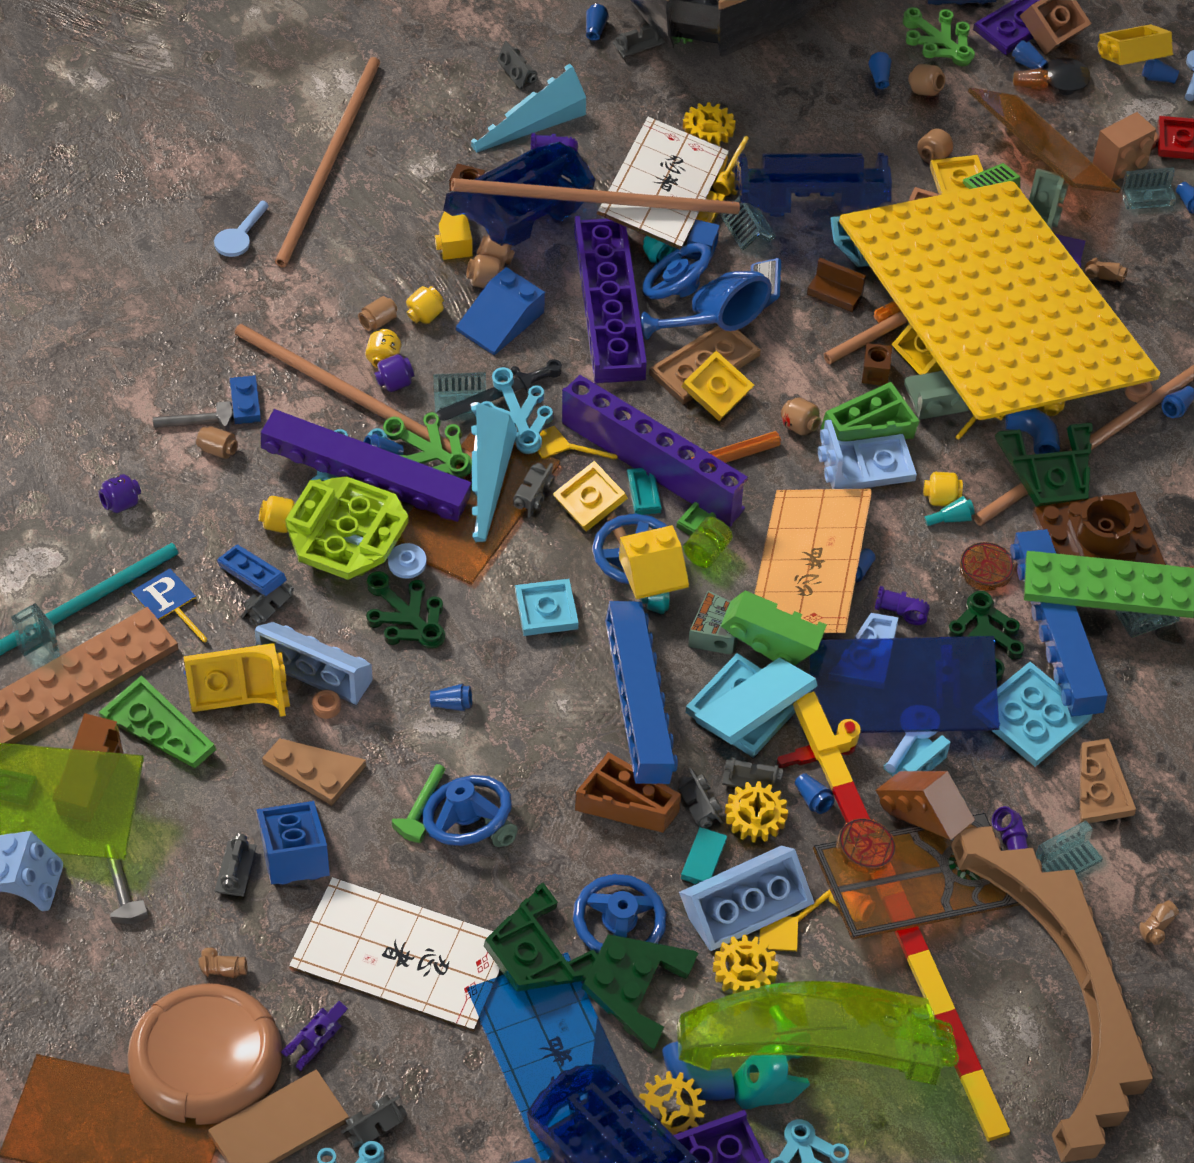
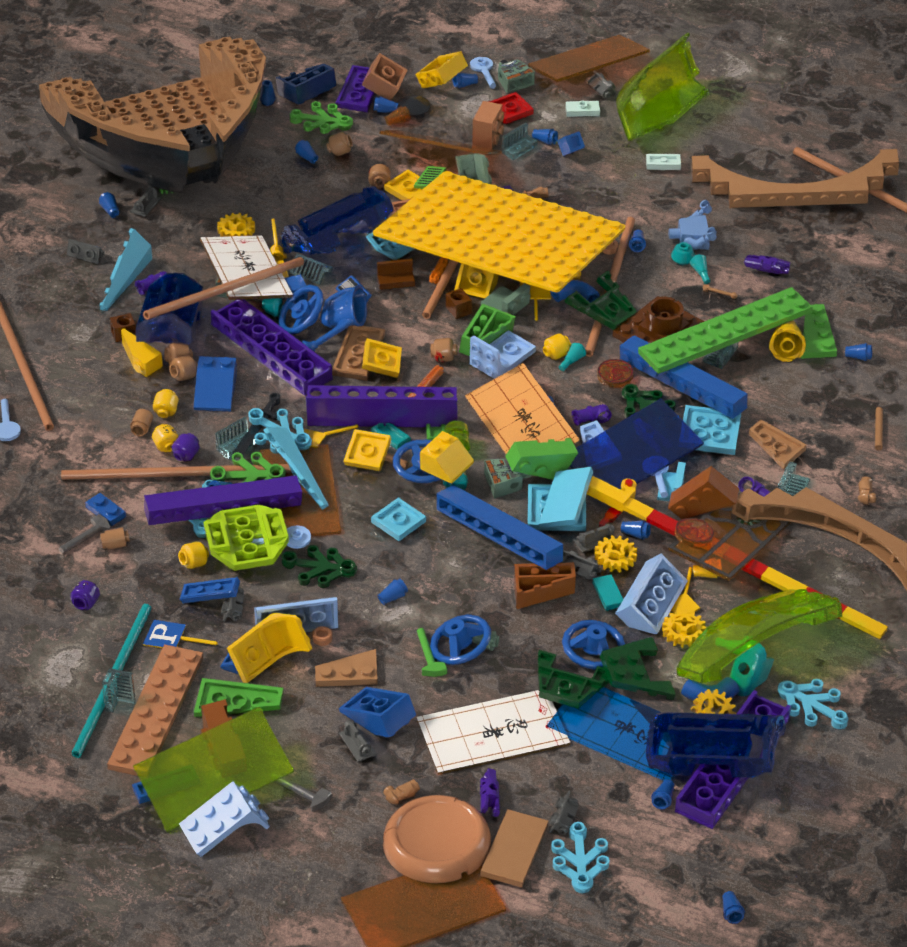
camera: 35 degrees left, 10 degrees down
(540, 481) = (329, 463): dark grey hinge -> none

